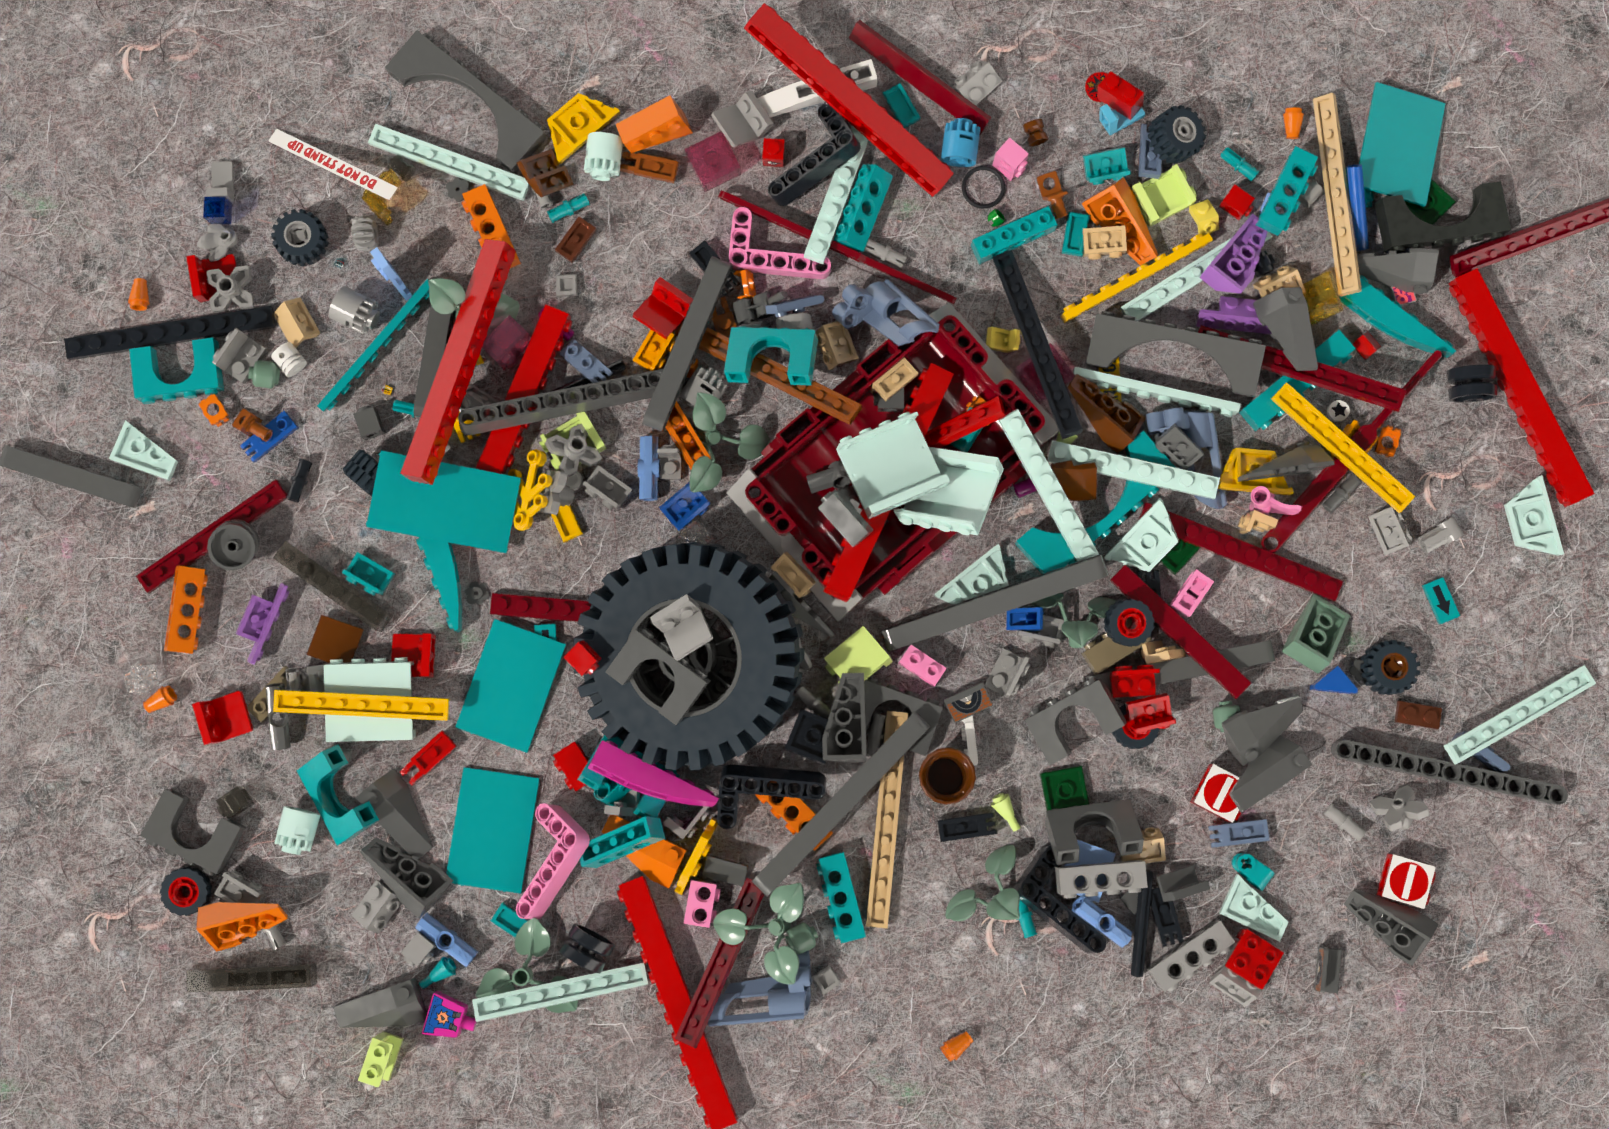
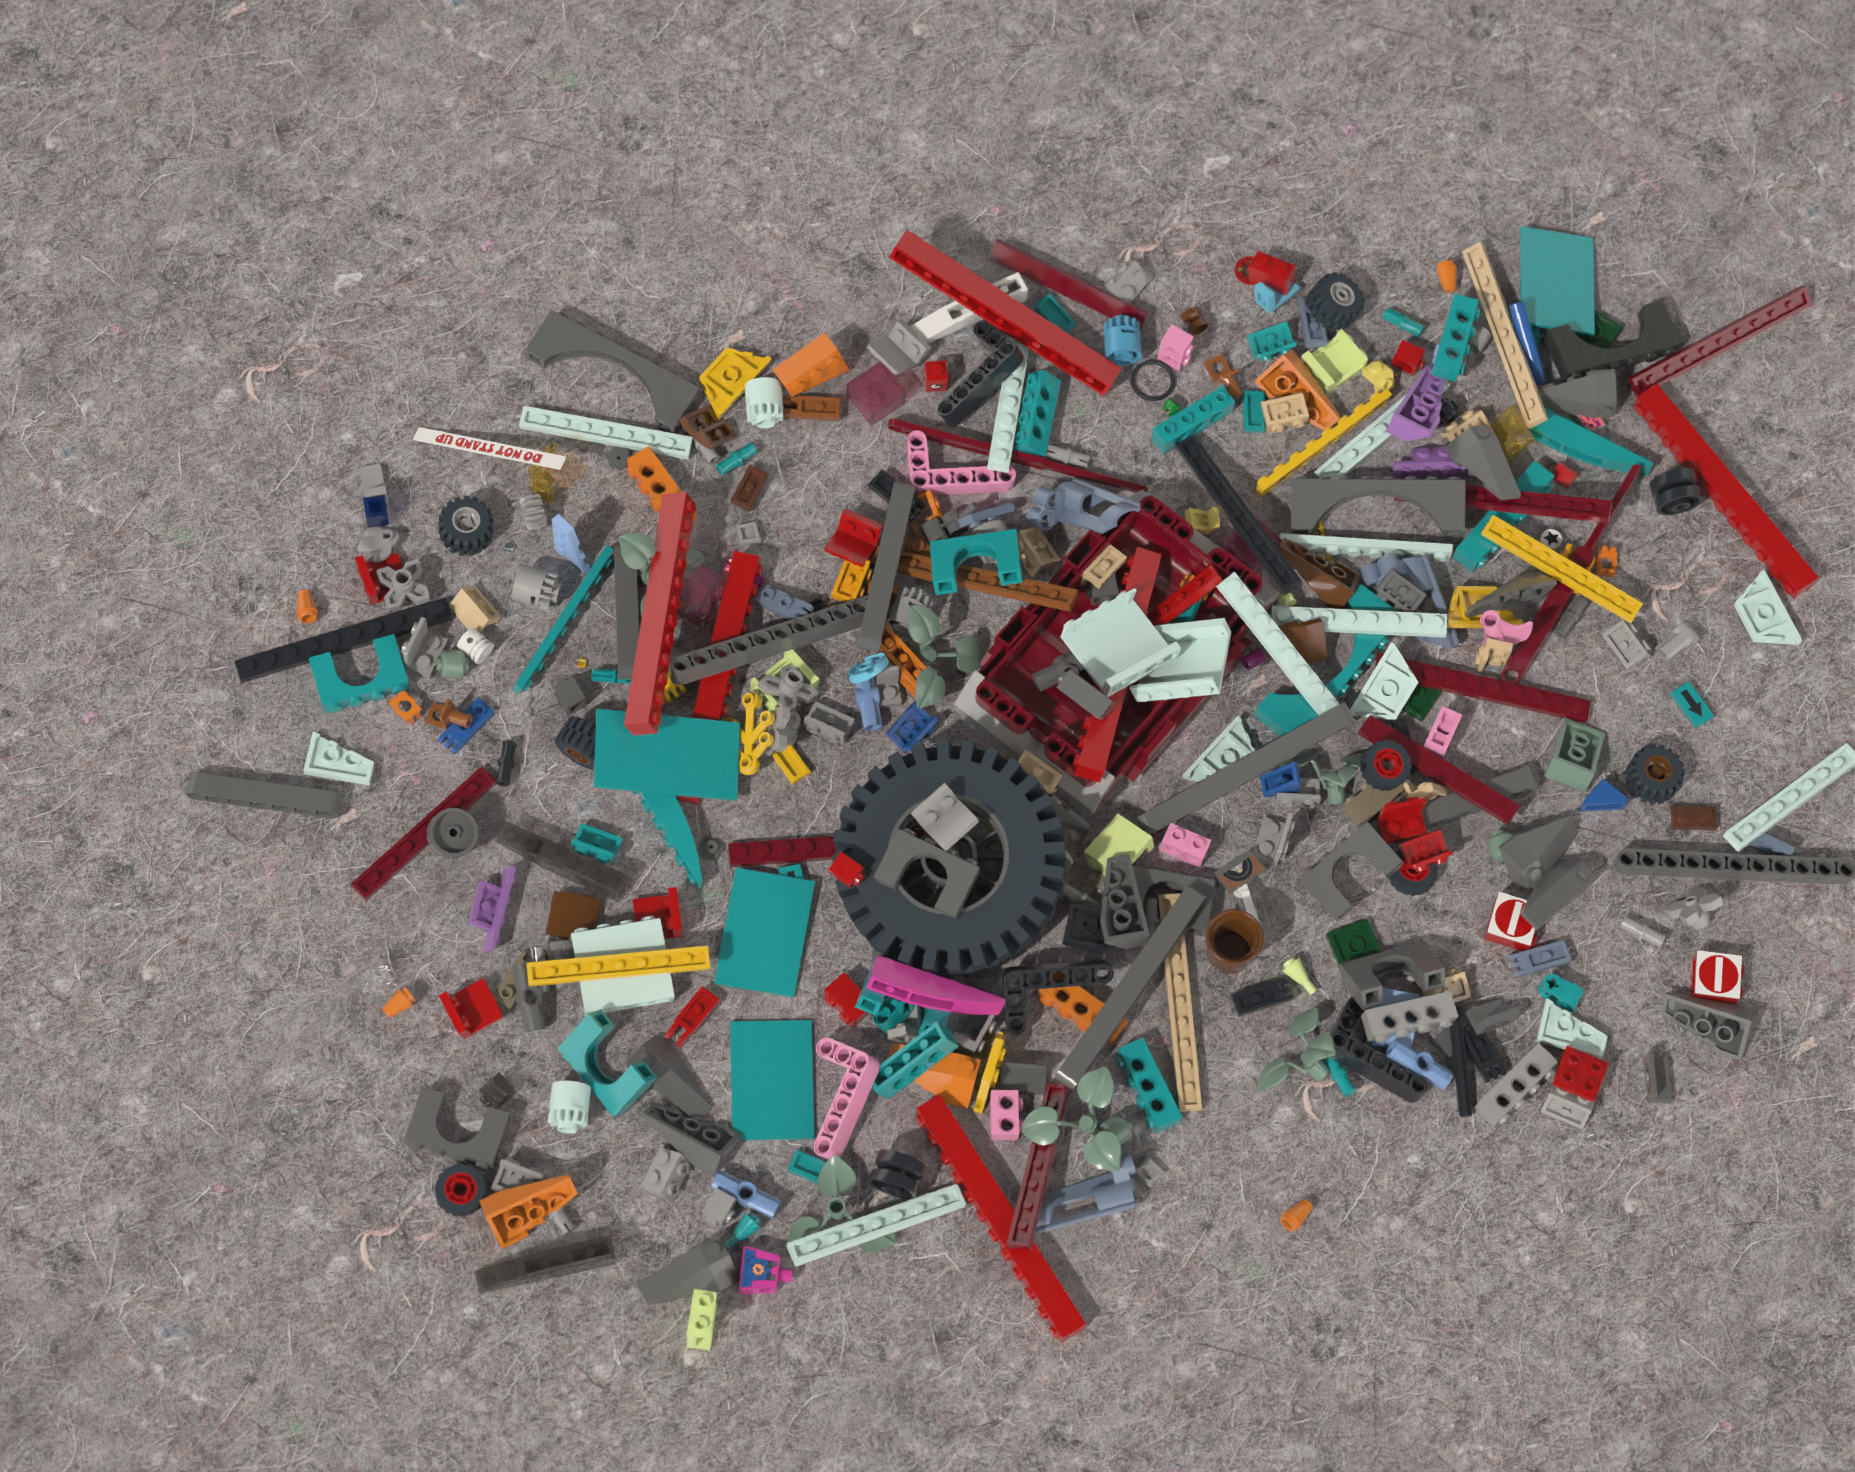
camera: 20 degrees left, 15 degrees down
(173, 640) = (404, 938): orange brick -> none
(401, 168) = (563, 446): clear smoke bush -> none
(650, 446) = (871, 667): none -> medium azure tile

